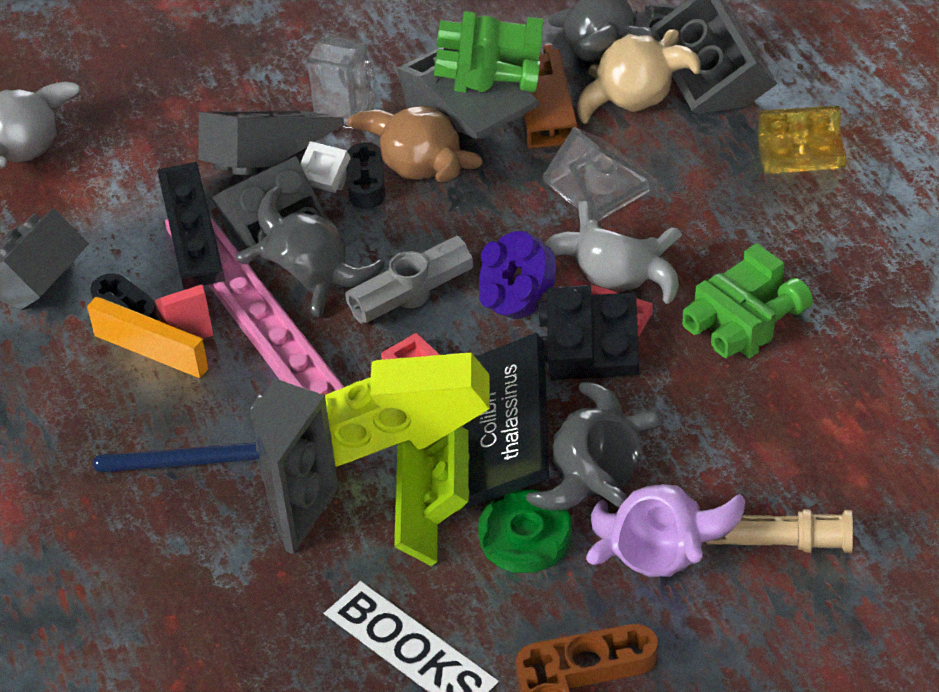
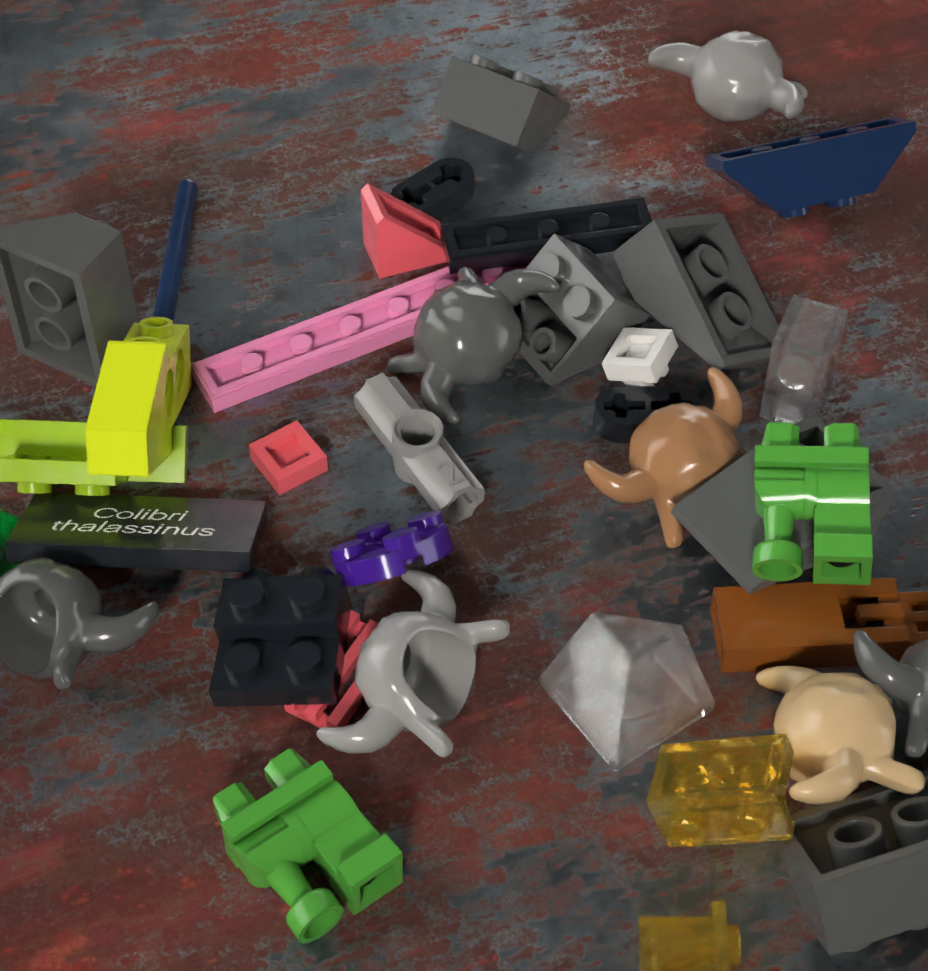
camera: 90 degrees right, 5 degrees up
(121, 83) = (815, 166): none -> dark blue wedge
(148, 337) = (342, 223): light orange tile -> none
(683, 114) = (722, 791): none -> clear yellow bracket

